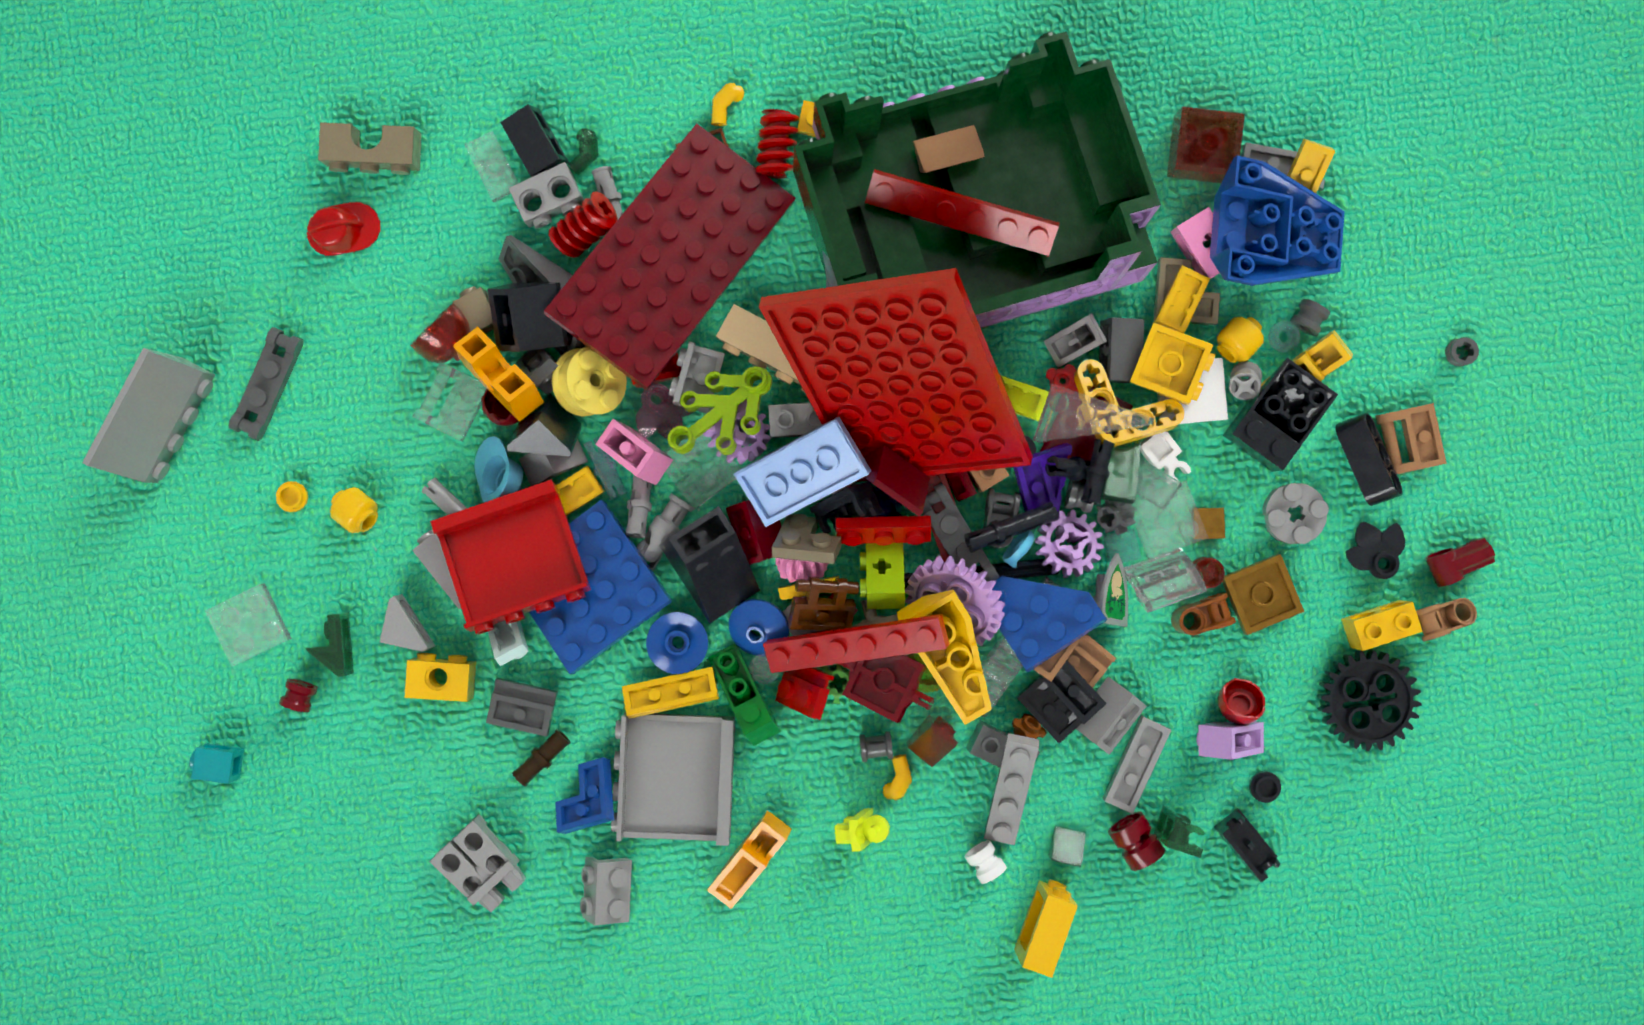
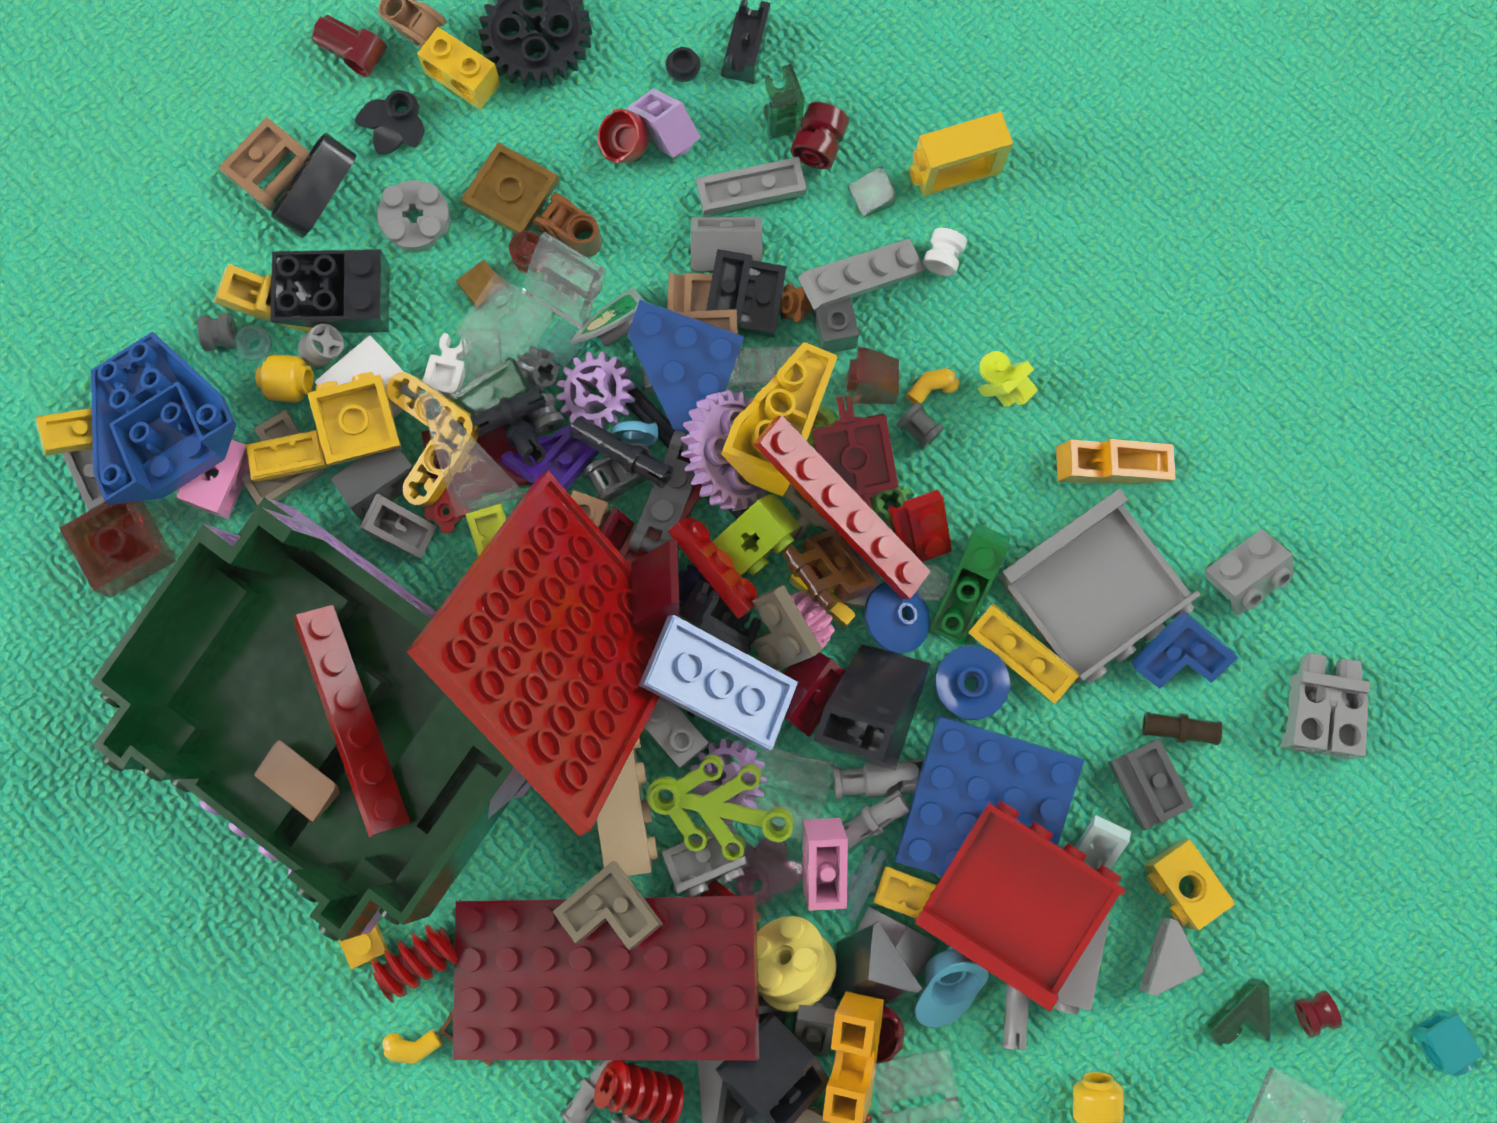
camera: 125 degrees left, 10 degrees down
(716, 295) = (608, 898): none -> dark tan plate
(1470, 345) = (140, 178): dark grey bush -> none

